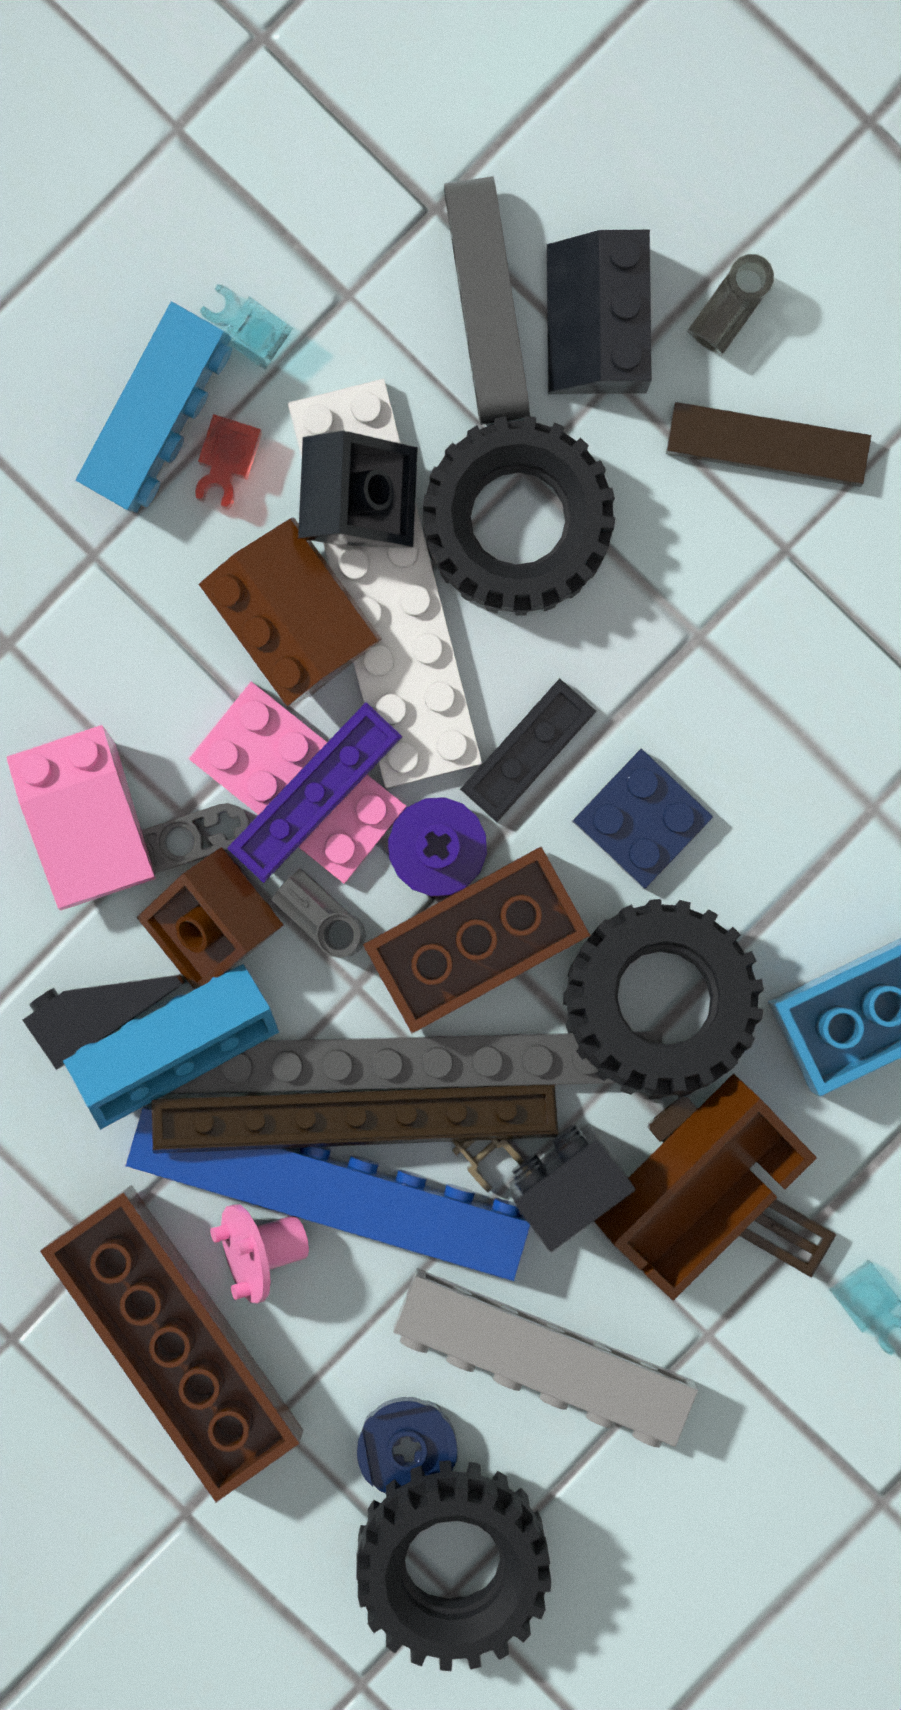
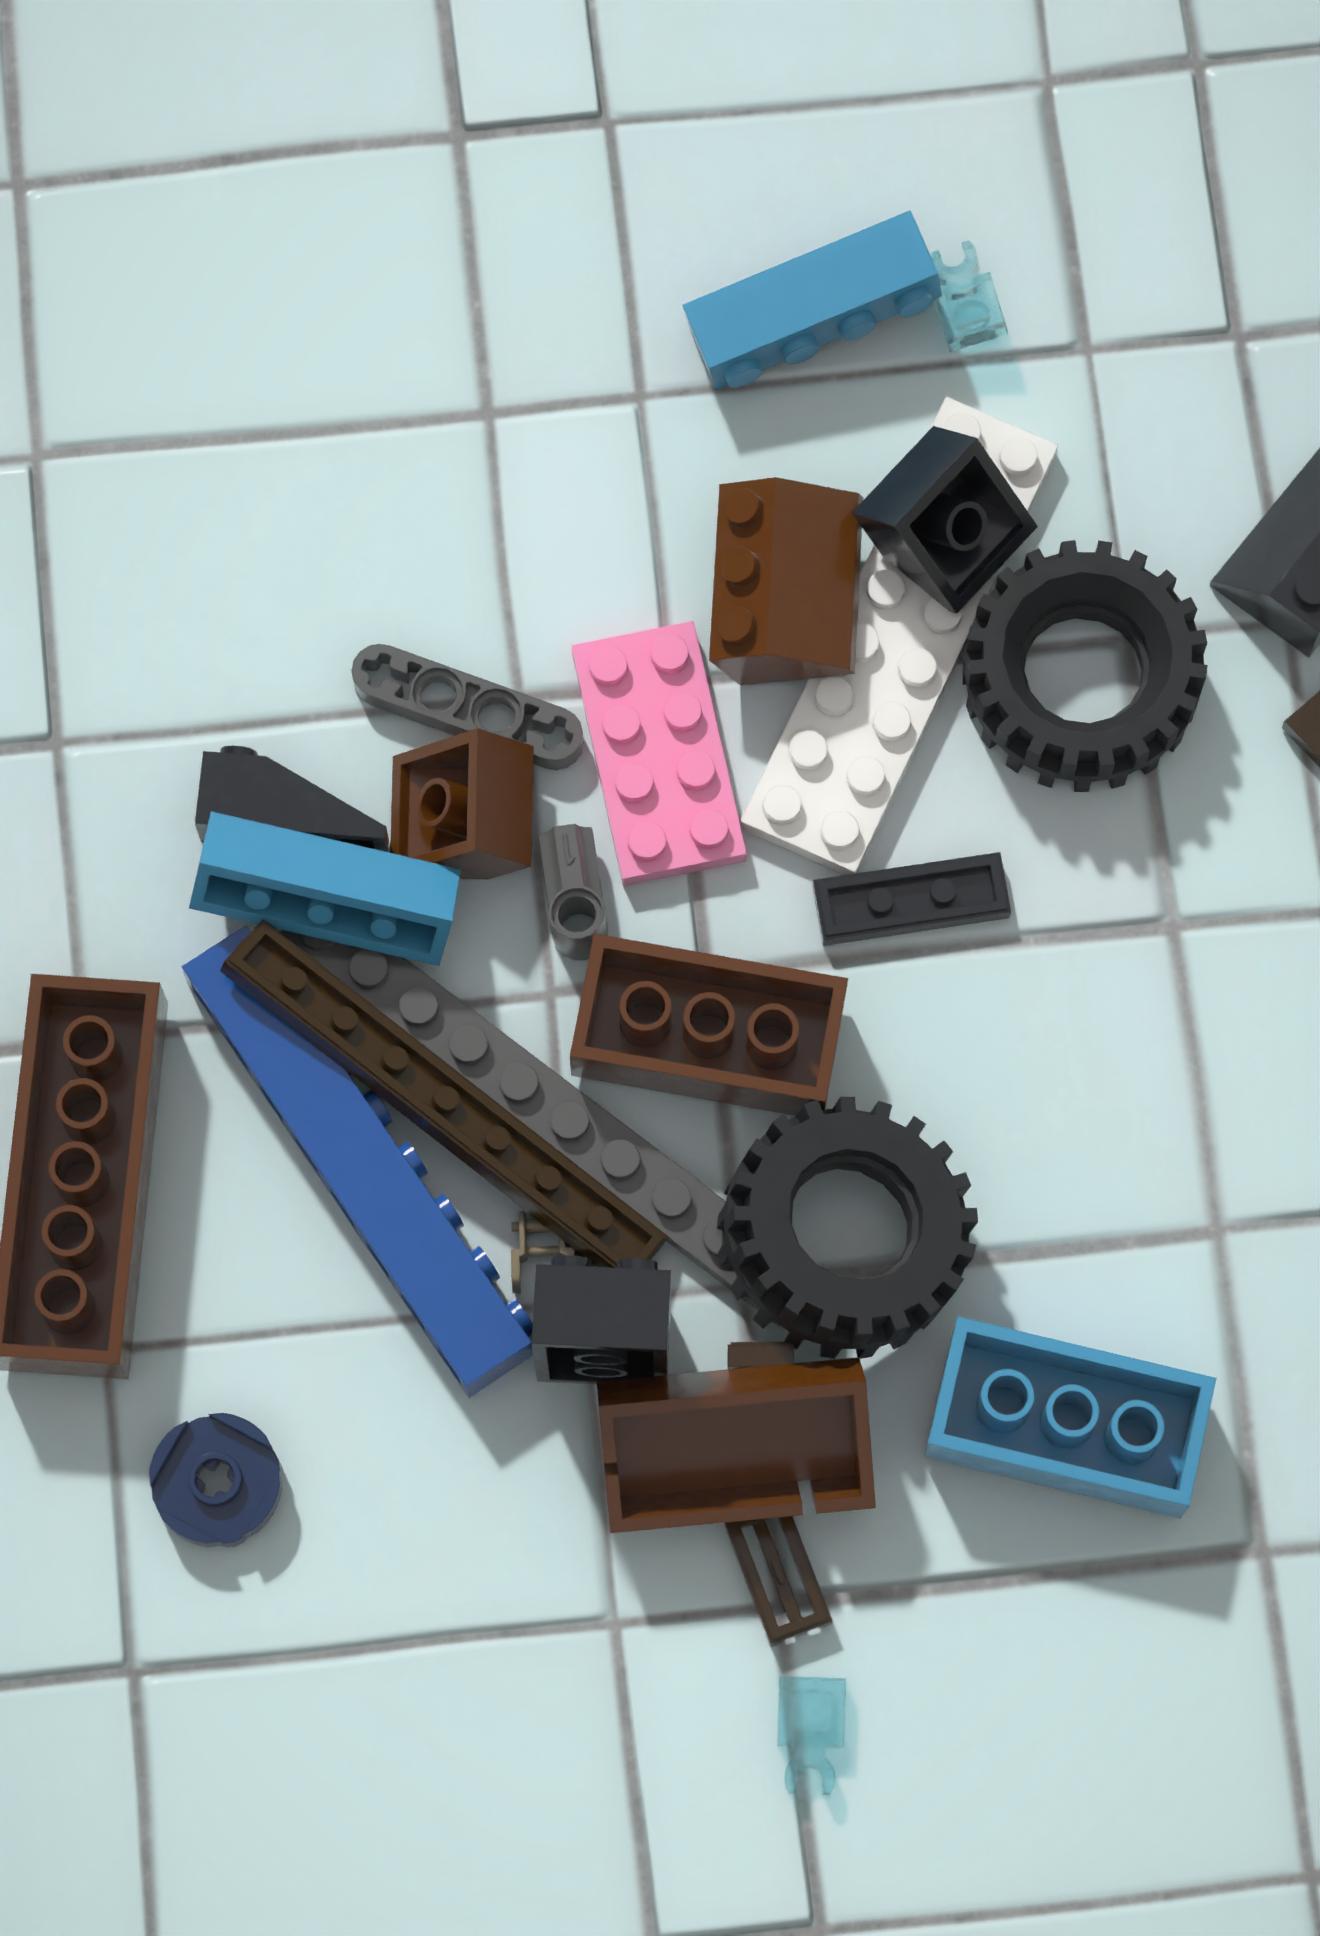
camera: 40 degrees right, 15 degrees down
(81, 817) = (424, 611): bright pink slope -> none
(229, 453) = (847, 397): clear red plate -> none
(258, 1249) = (240, 1155): bright pink piece -> none
(314, 792) = (668, 765): dark purple tile -> none
(437, 846) = (745, 911): dark purple piece -> none
(463, 1624) = (78, 1641): black tyre -> none
(486, 299) = (1219, 446): dark grey beam -> none
(545, 1358) = (432, 1499): light grey brick -> none
(642, 818) = (972, 1052): dark blue plate -> none

